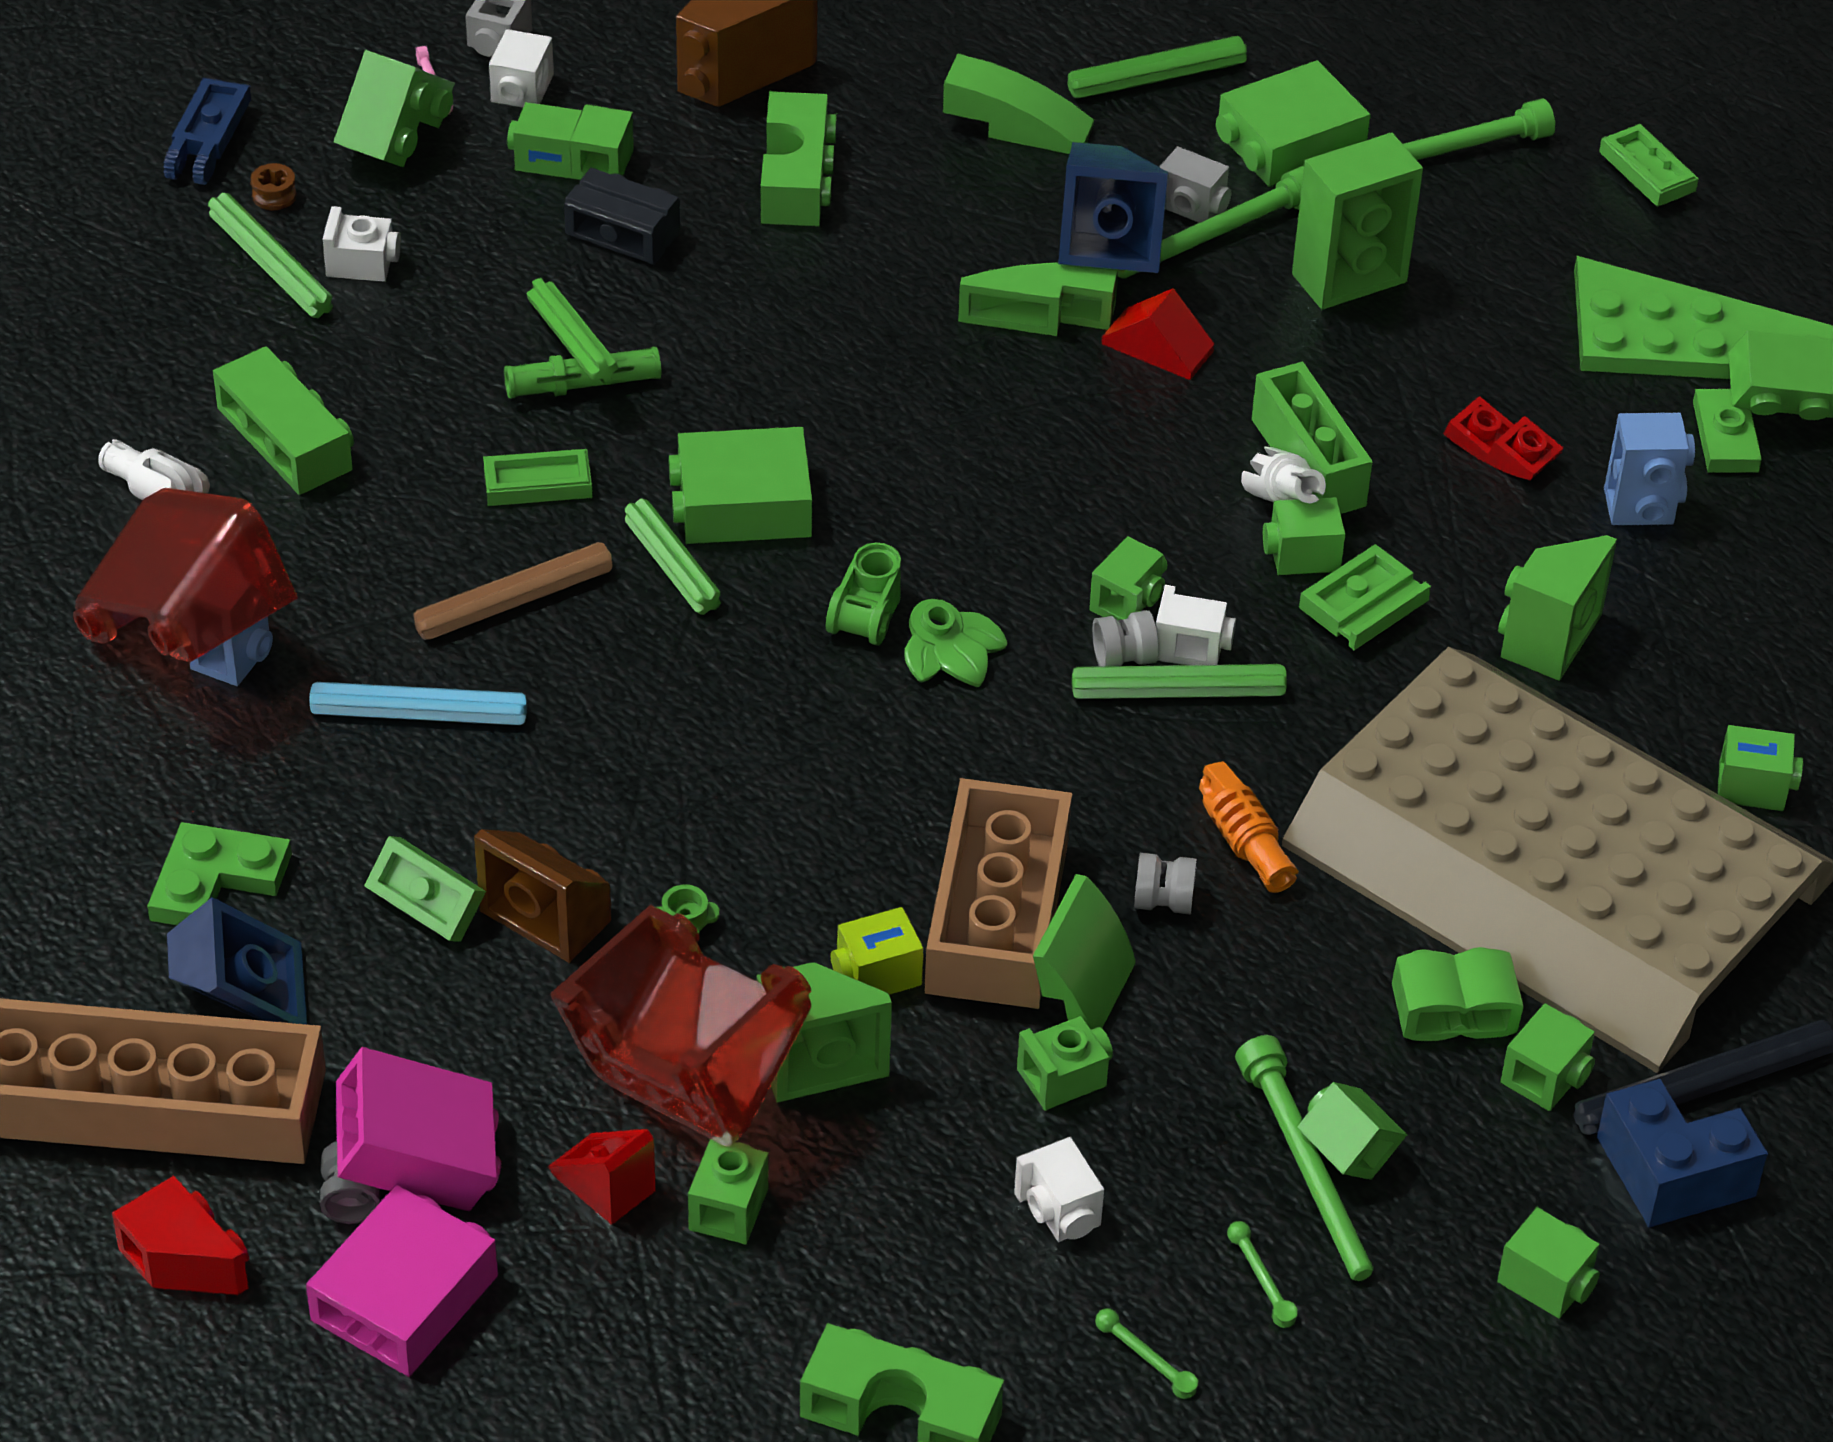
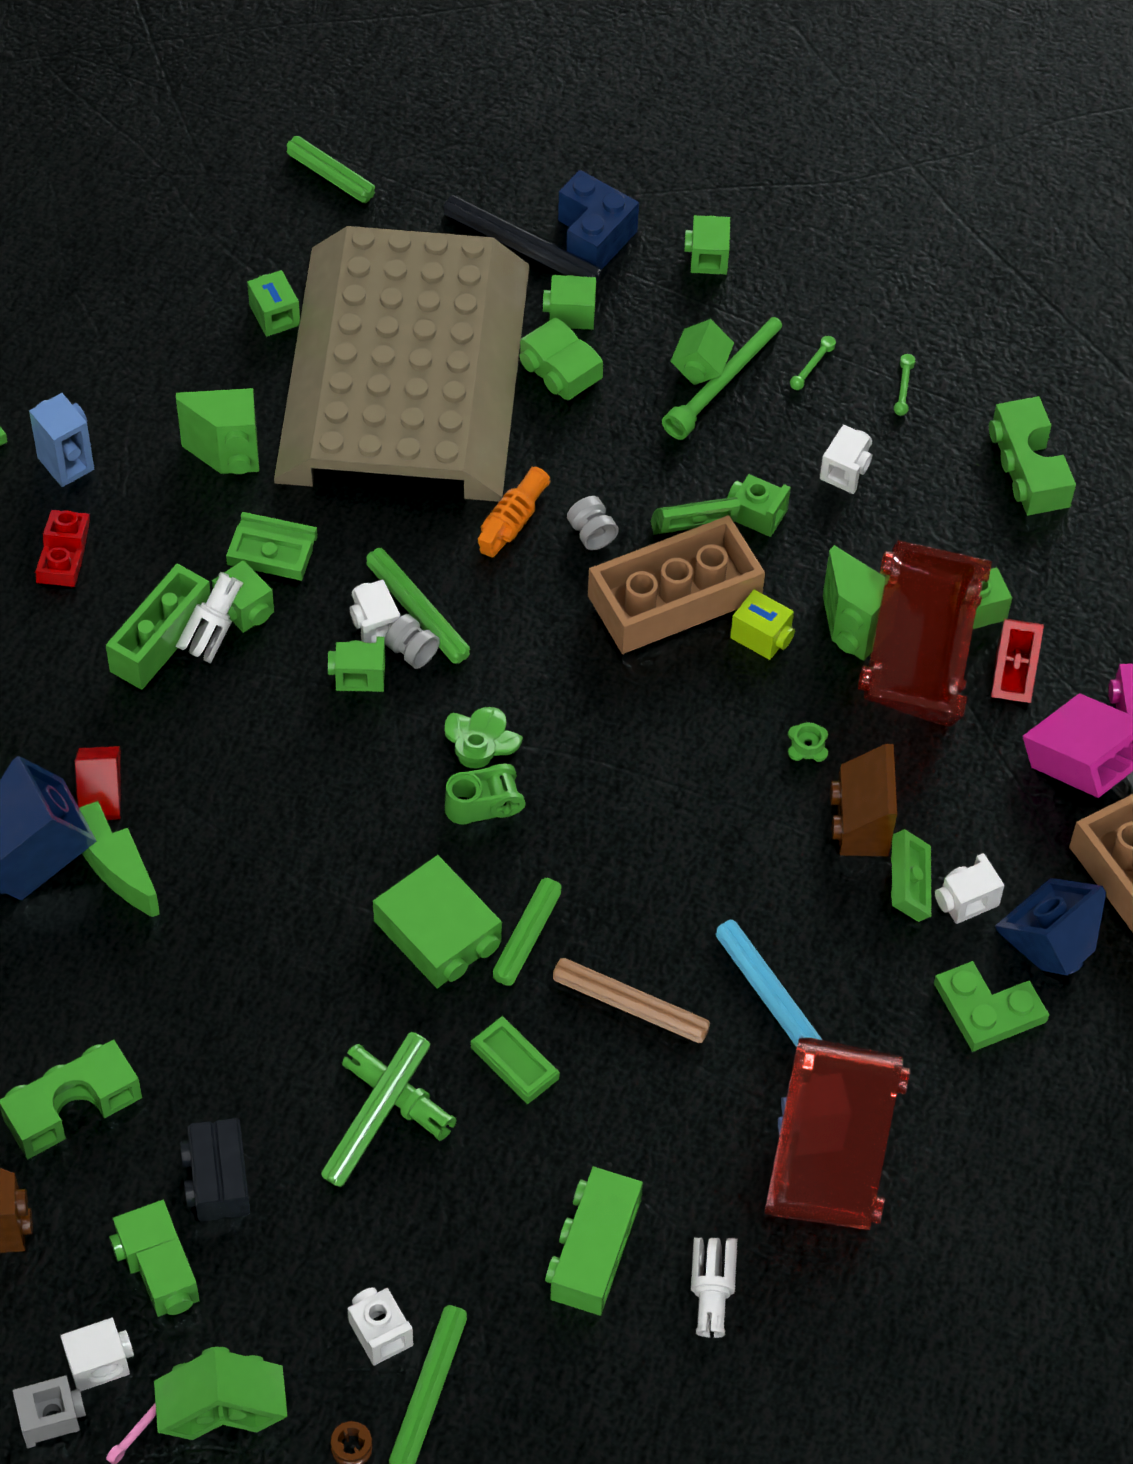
camera: 125 degrees left, 10 degrees up
(355, 929) = (970, 890): none -> white brick

